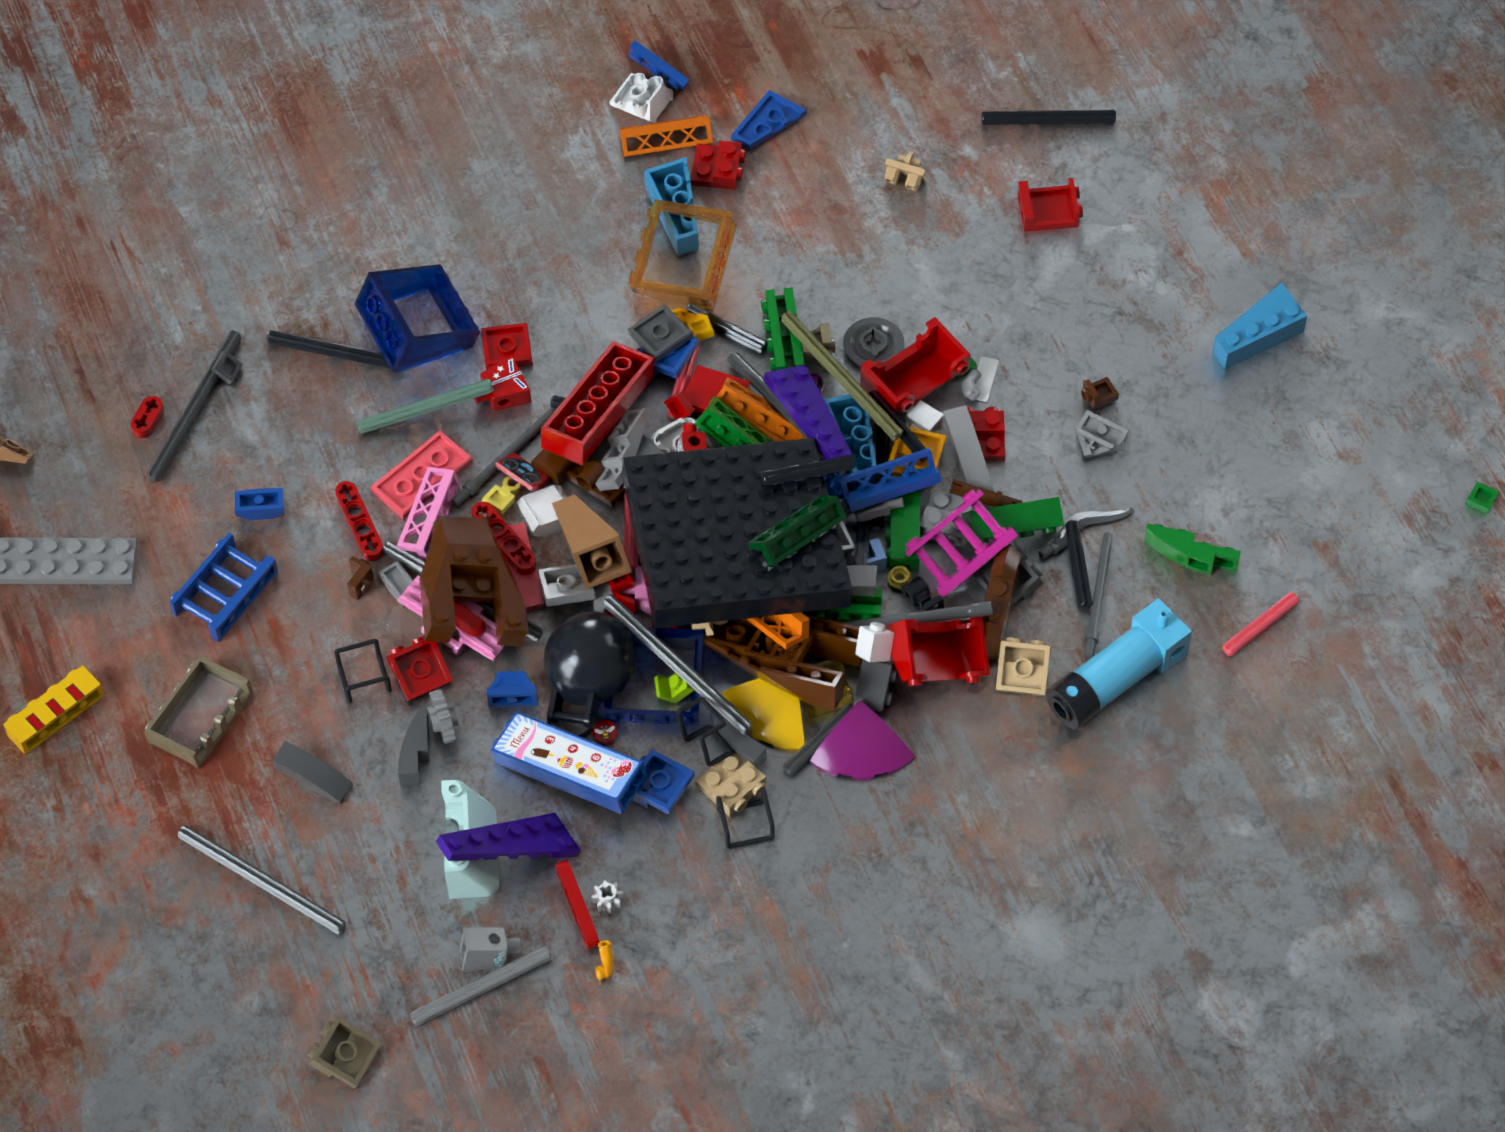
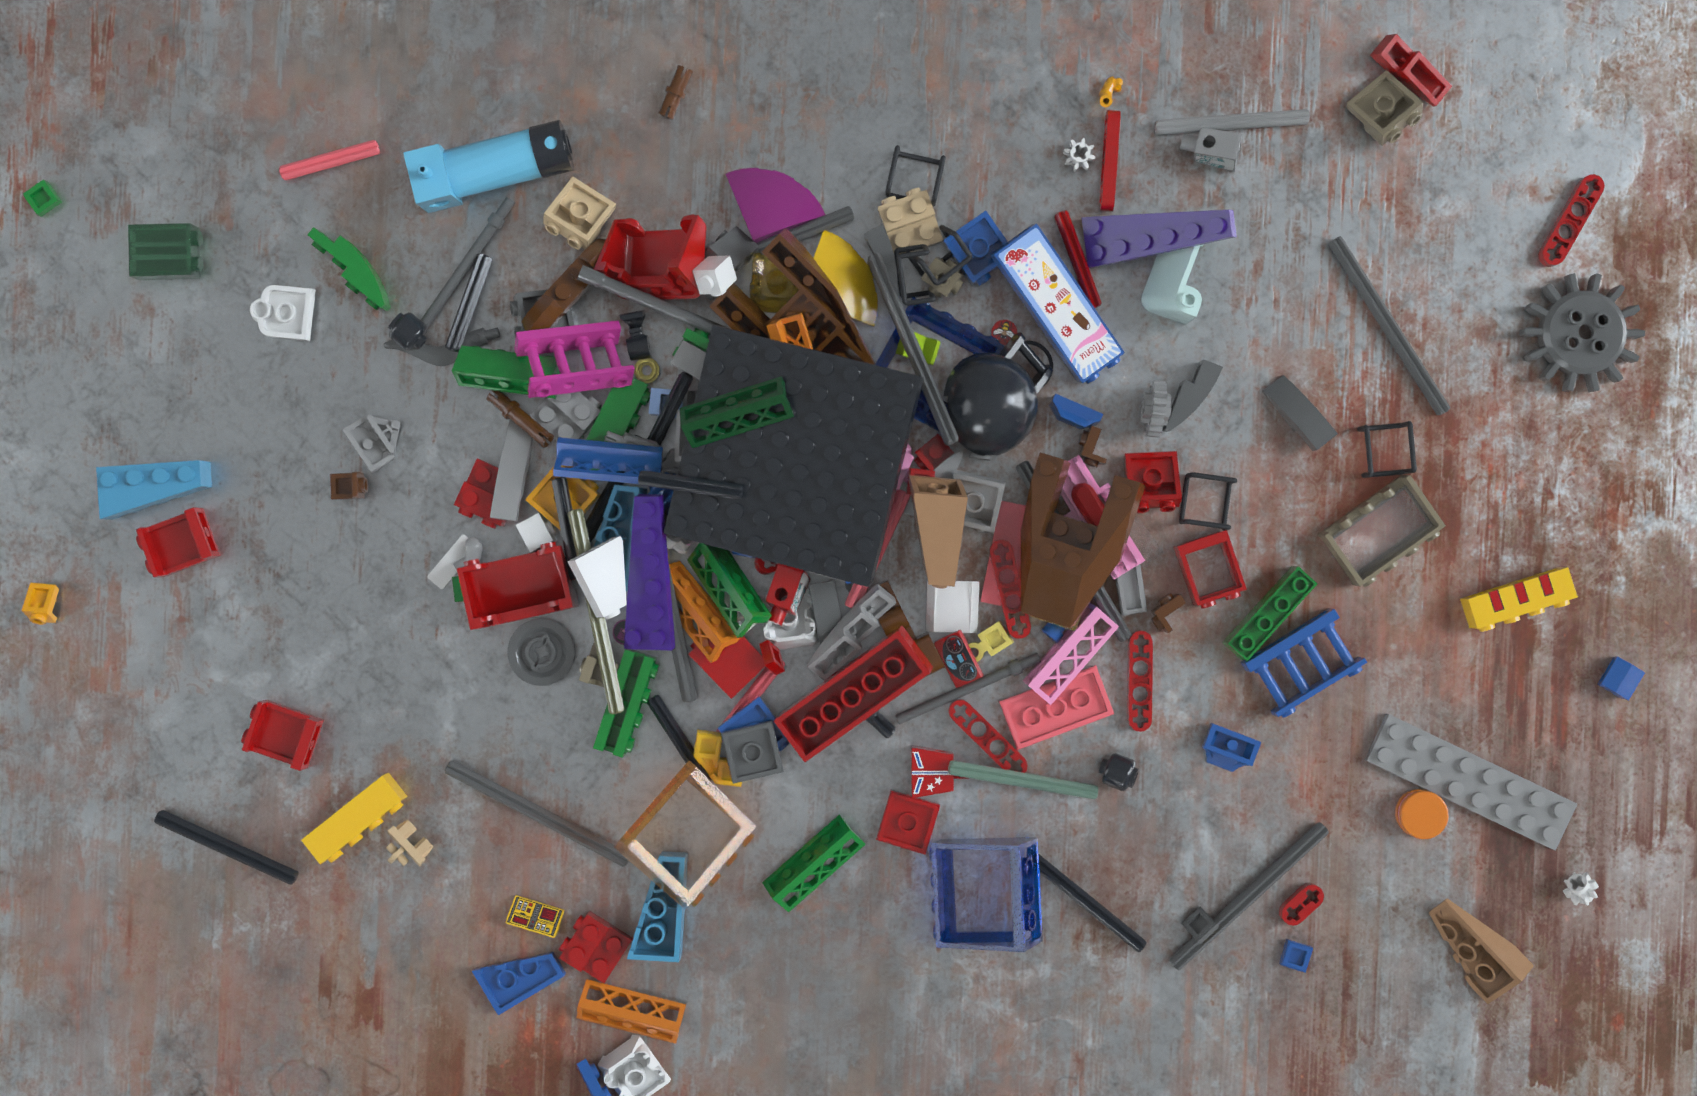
camera: 155 degrees left, 30 degrees up
(72, 517) = (1421, 814): none -> orange head
(85, 963) = (1558, 327): none -> dark grey gear
(128, 1035) = (1574, 222): none -> red beam
(135, 380) = (1296, 955): none -> blue tile
(232, 752) = (1367, 429): none -> black piece
(270, 609) = (1269, 613): none -> green brick
(328, 600) = (1203, 542): none -> red window
(334, 1097) = (1411, 69): none -> red slope
(346, 445) = (1119, 772): none -> black head
(468, 431) = (990, 735): none -> red beam
(483, 666) = (1088, 441): none -> reddish brown bracket
(567, 816) = (1077, 257): none -> red axle
(571, 286) = (810, 861): none -> green fence
(680, 745) = (938, 268): none -> dark tan brick
(717, 752) = (947, 232): none -> black piece
(776, 165) = (535, 916): none -> slope
(820, 234) = (535, 812): none -> dark grey axle
(849, 394) = (602, 577): none -> white slope
(957, 172) = (354, 818): none -> yellow brick
(993, 798) = (675, 92): none -> reddish brown pin
(1115, 520) = (408, 331): none -> black head
(1213, 299) = (177, 543): none -> red panel
(1228, 495) = (285, 312): none -> white plate
(1296, 215) = (40, 603): none -> light orange bracket
(1354, 496) = (164, 251): none -> clear green brick

